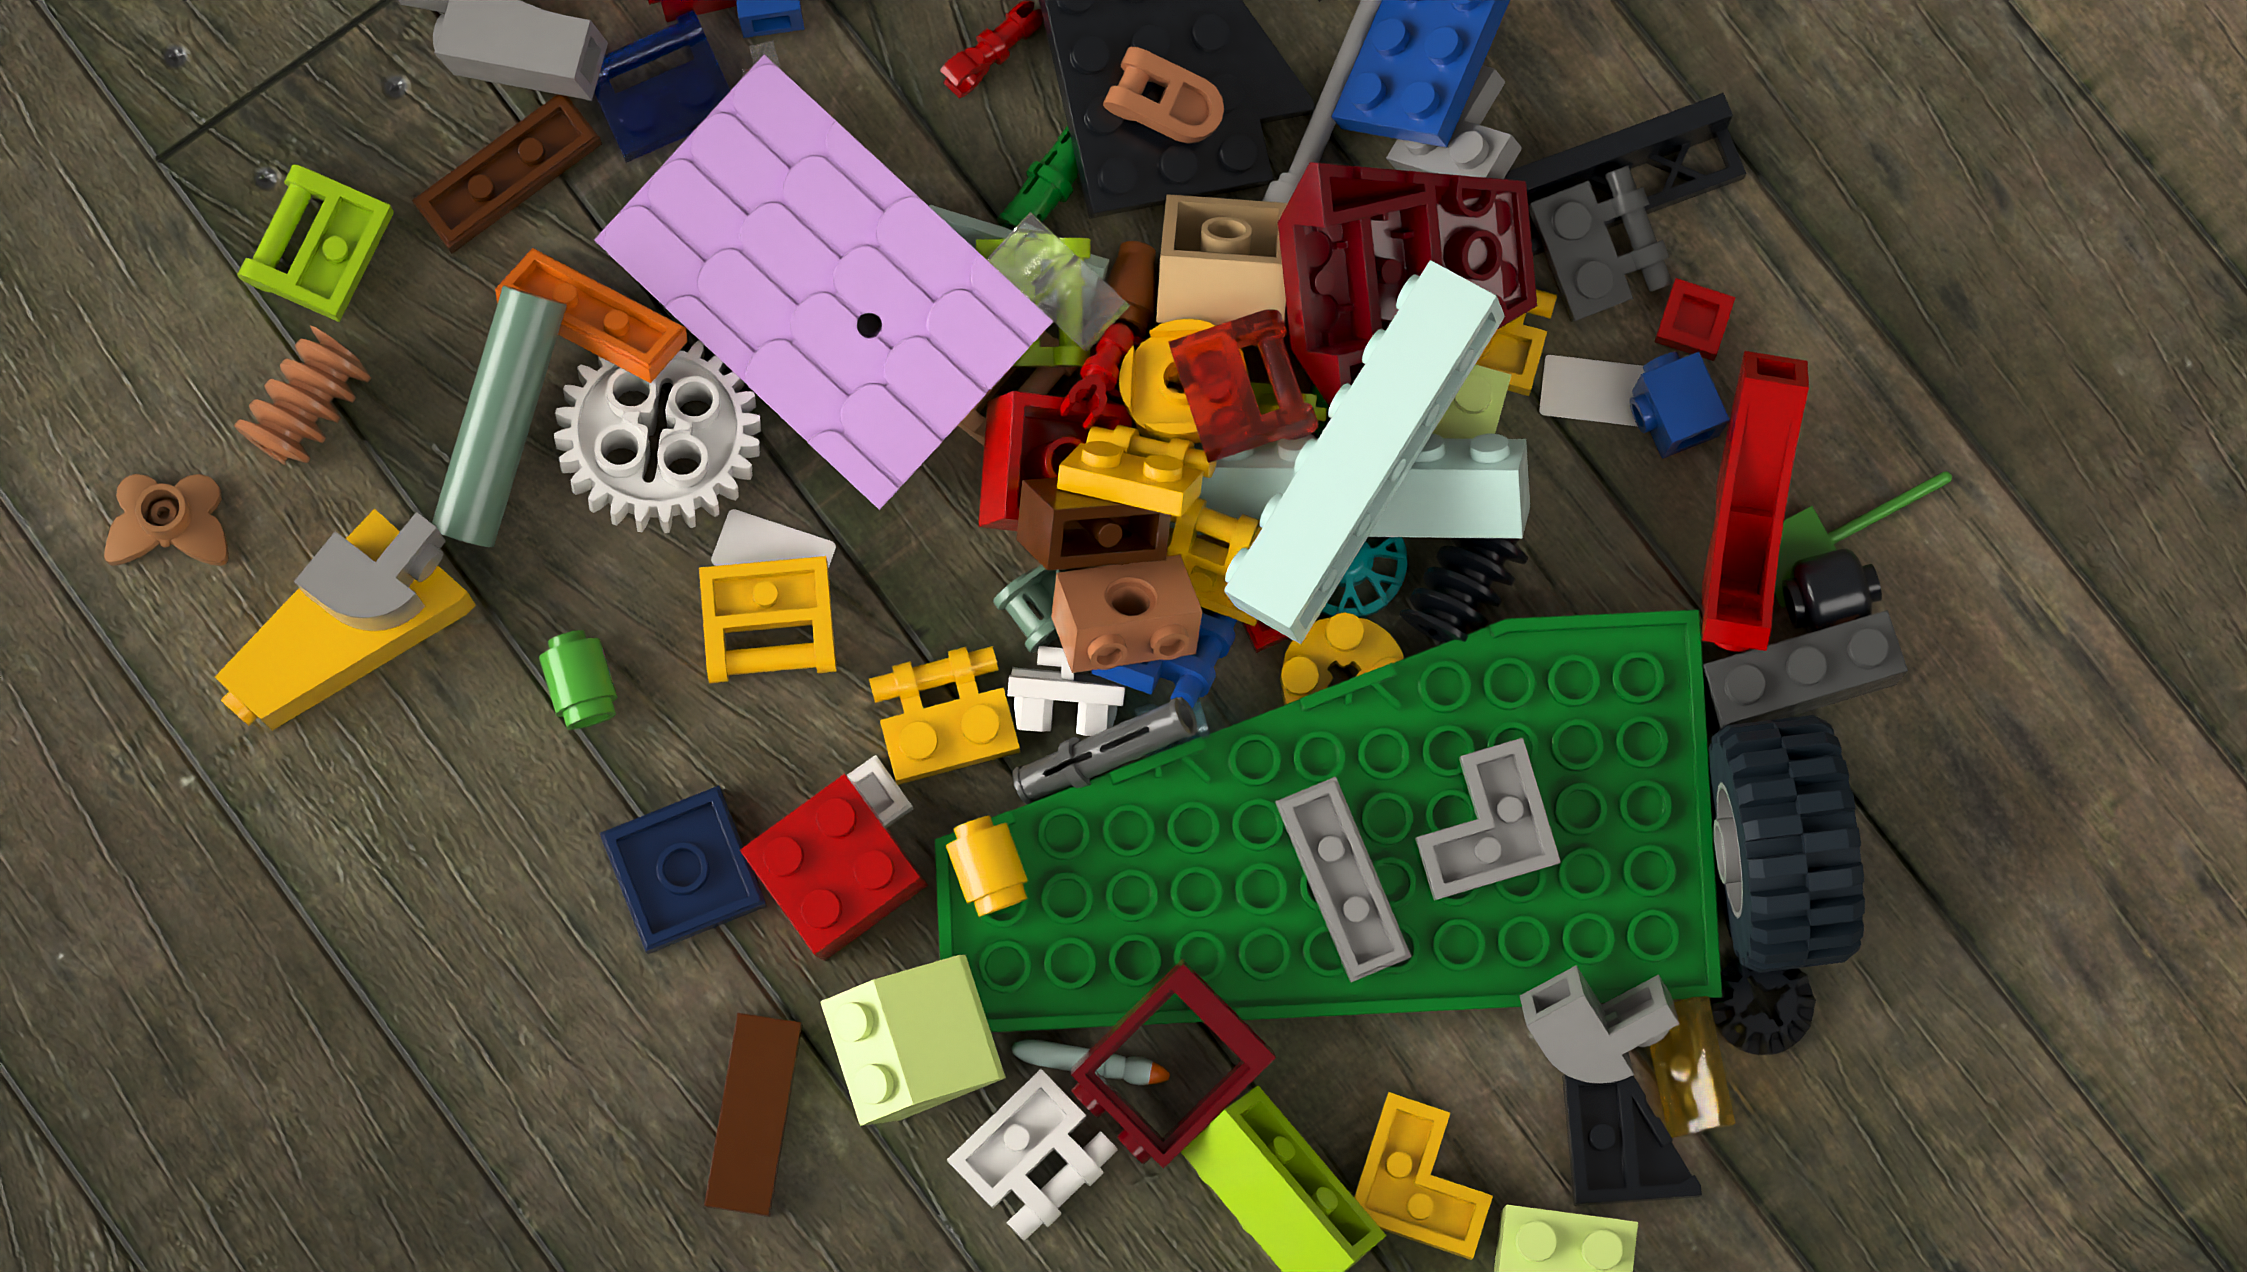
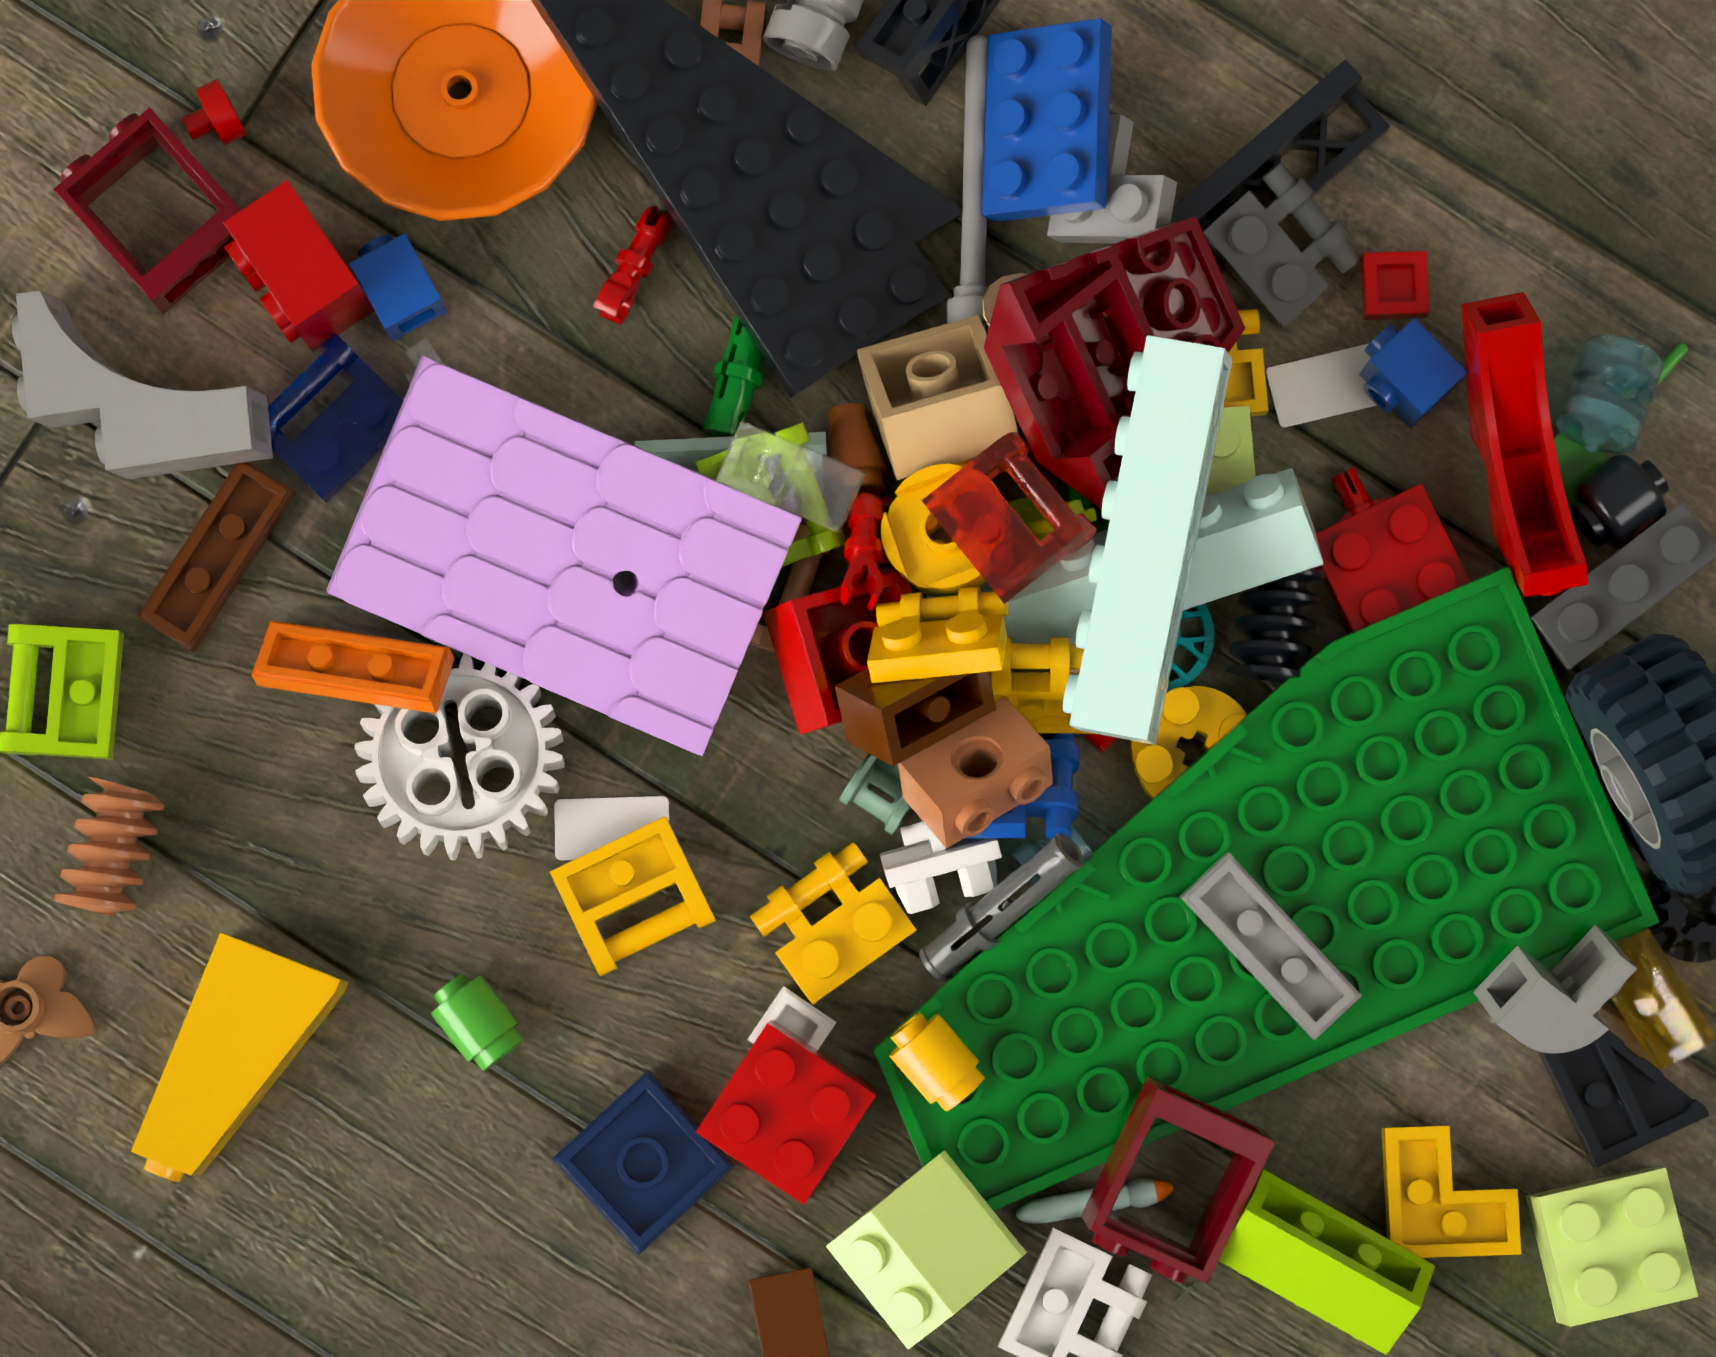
camera: 20 degrees left, 5 degrees up
(371, 592) = (248, 1019): light grey brick -> none
(498, 416) = (302, 799): sand green brick -> none
(1188, 106) = (847, 259): nougat plate -> none
(1509, 829) = (1409, 849): light grey plate -> none
(1591, 559) = (1385, 553): none -> red plate
(1860, 487) = (1609, 395): none -> clear light blue wheel

